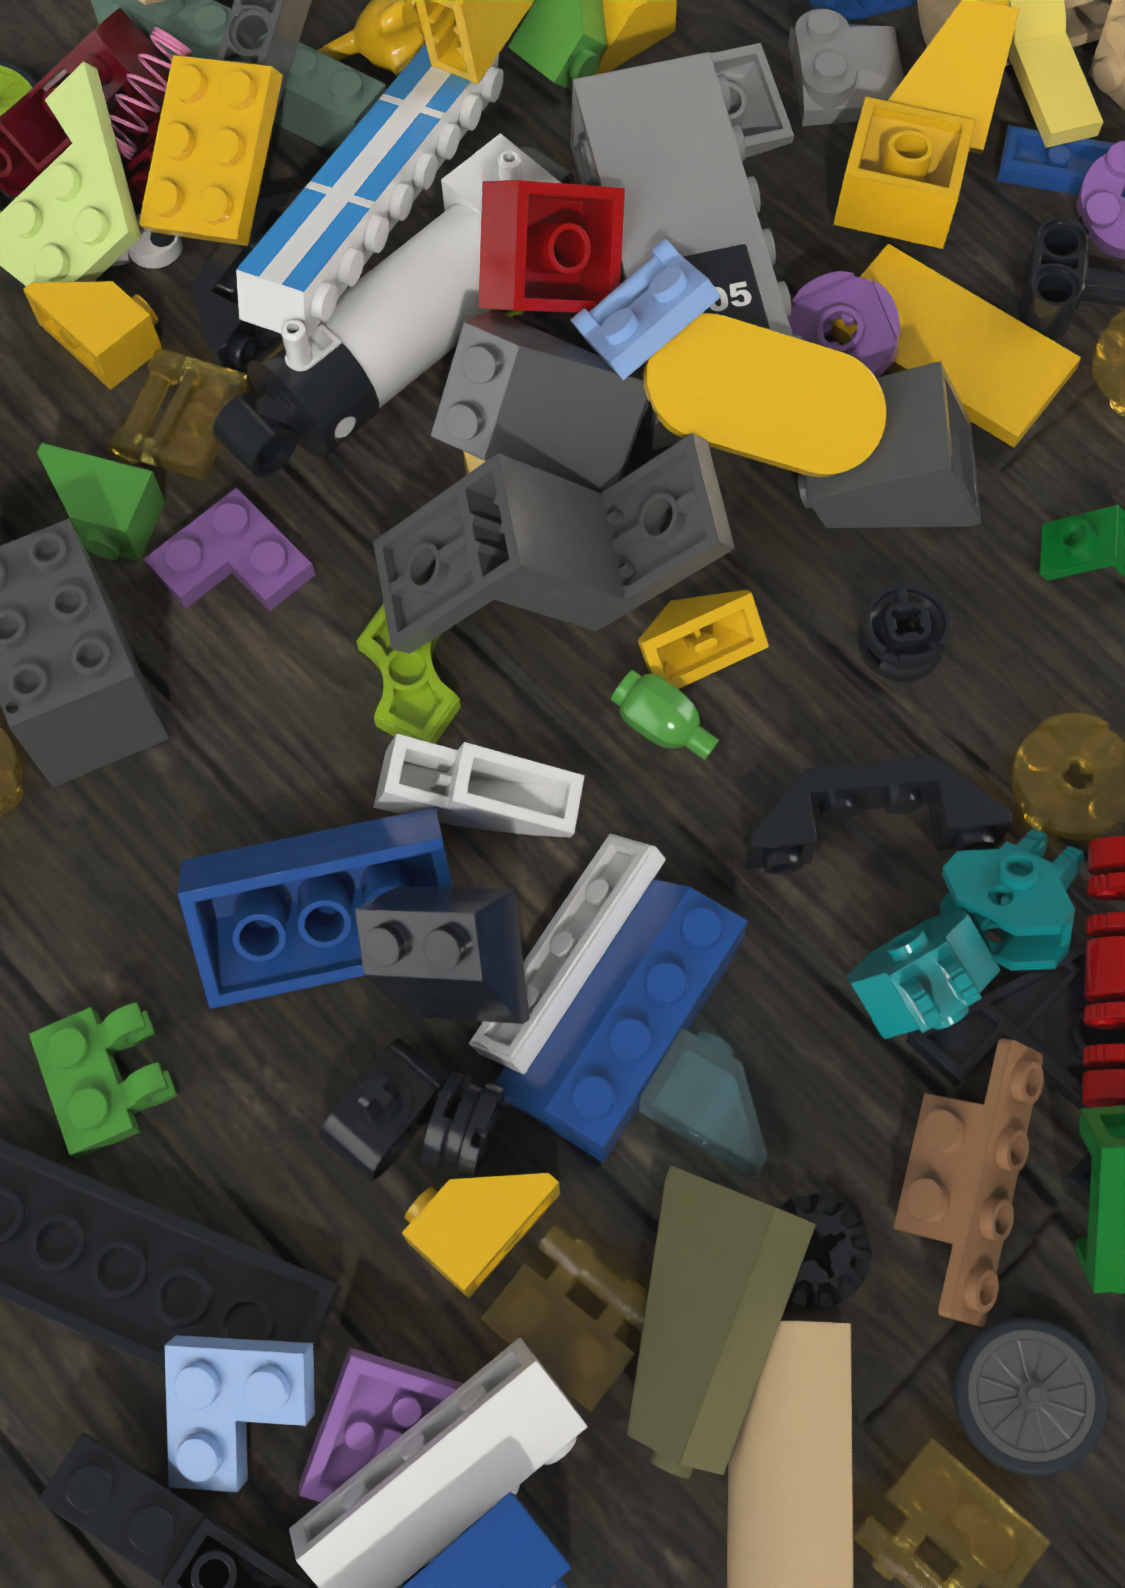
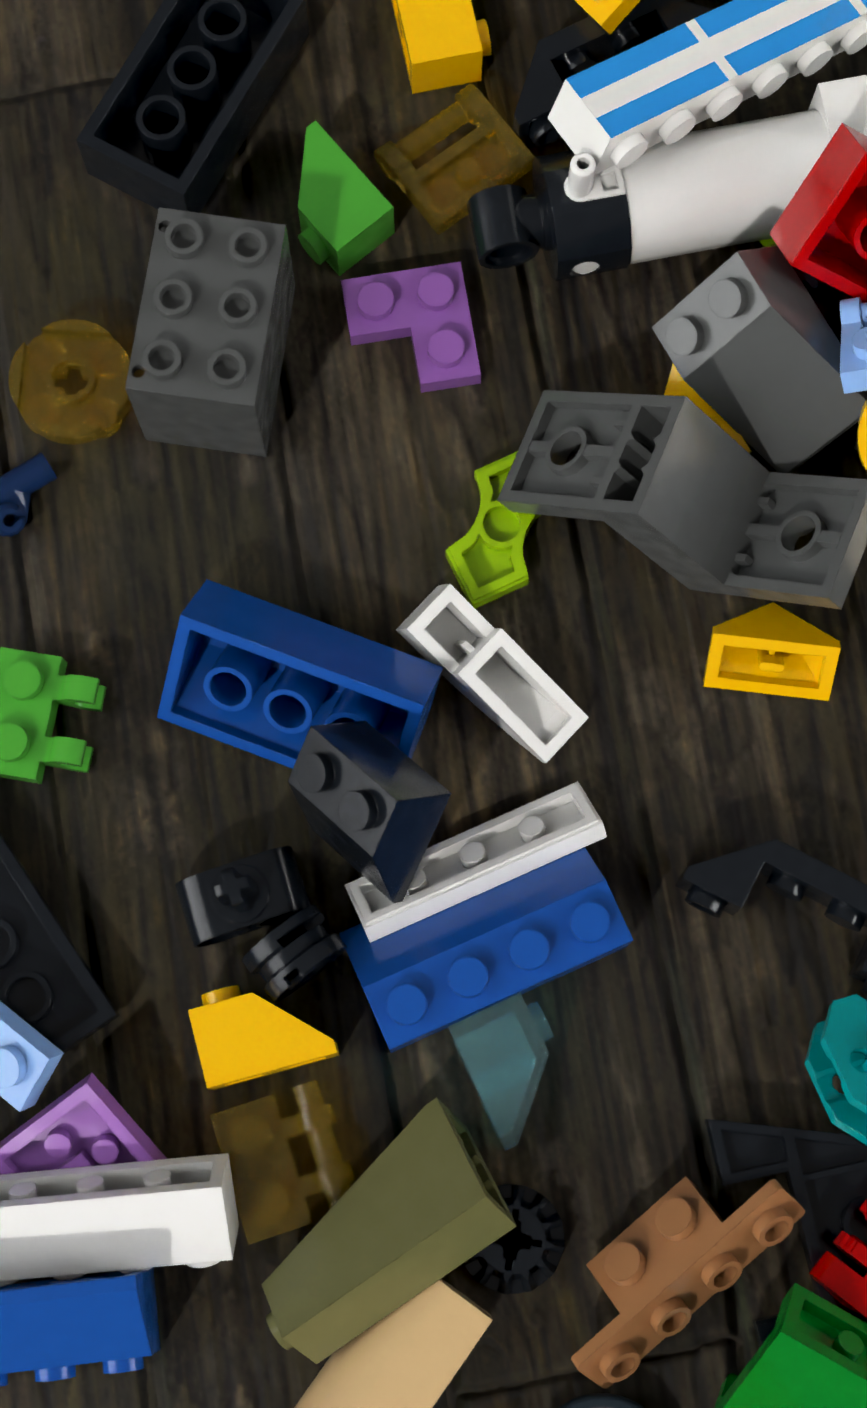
camera: 30 degrees right, 10 degrees up
(662, 714) = (692, 704): bright green plant -> none
(925, 975) = (752, 1081): teal hinge -> none

